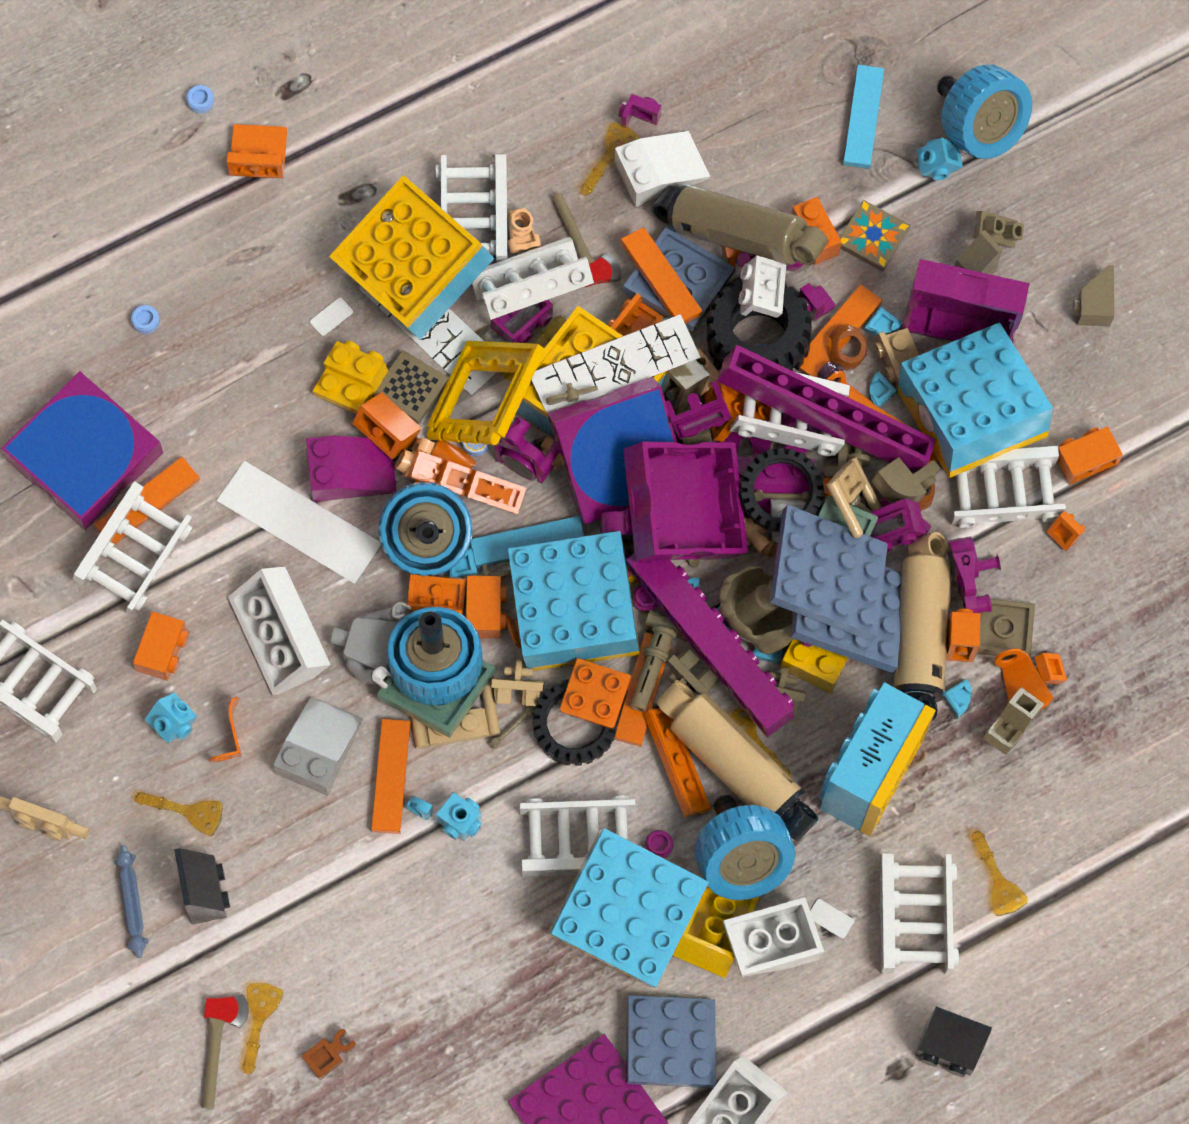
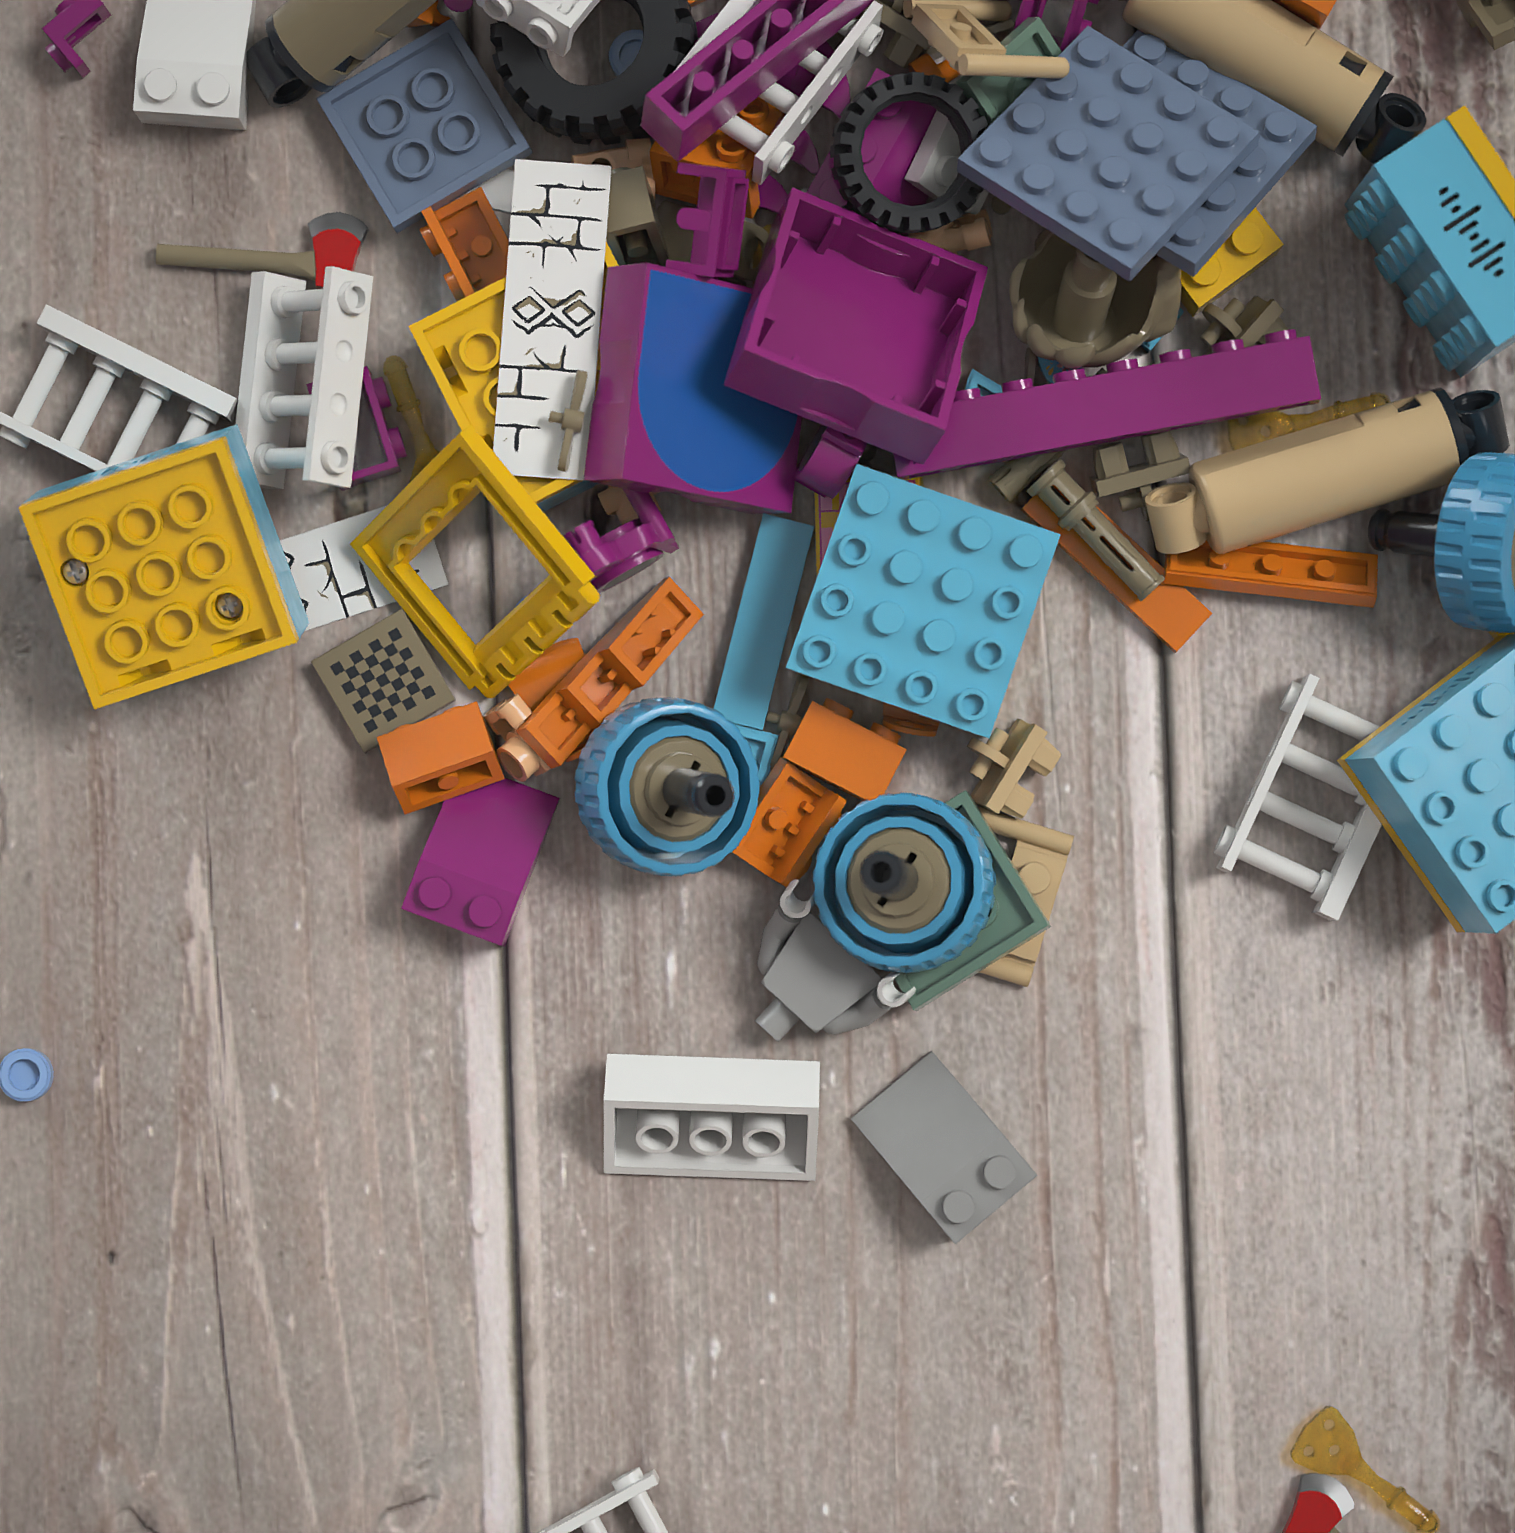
camera: 60 degrees left, 15 degrees up
(82, 450) = (218, 1299): blue tile -> none
(119, 524) = (392, 1298): white fence -> none
(158, 493) = (364, 1229): orange tile -> none
(160, 646) = (640, 1329): orange brick -> none
(171, 718) = (779, 1372): medium azure brick -> none
(191, 812) = (949, 1414): clear yellow piece -> none
(201, 885) = (1102, 1461): black slope -> none
(234, 701) = (891, 1297): orange piece -> none
(299, 522) = (528, 988): white sticker -> none
(325, 1057) = (1476, 1392): dark orange plate -> none
(331, 316) = (182, 752): white sticker -> none
(350, 376) = (317, 775): yellow plate -> none
(391, 776) = (1056, 1052): orange tile -> none
(419, 807) = (1133, 1034): medium azure tile -> none
(458, 808) = (1172, 980): medium azure brick -> none
(521, 238) = (209, 349): light nougat plate -> none
(529, 711) = (1082, 844): dark tan hinge -> none
(557, 751) = (1181, 686): black tyre -> none
(595, 693) = (1096, 646): orange bracket -> none
(611, 139) = (125, 119): clear yellow piece -> none
(643, 601) = (964, 483): magenta plate -> none
(659, 843) = (1393, 671): magenta plate -> none
(660, 275) = (411, 154): orange tile -> none
(759, 494) = (932, 119): dark tan hinge -> none
(959, 697) = (1393, 49): medium azure tile -> none

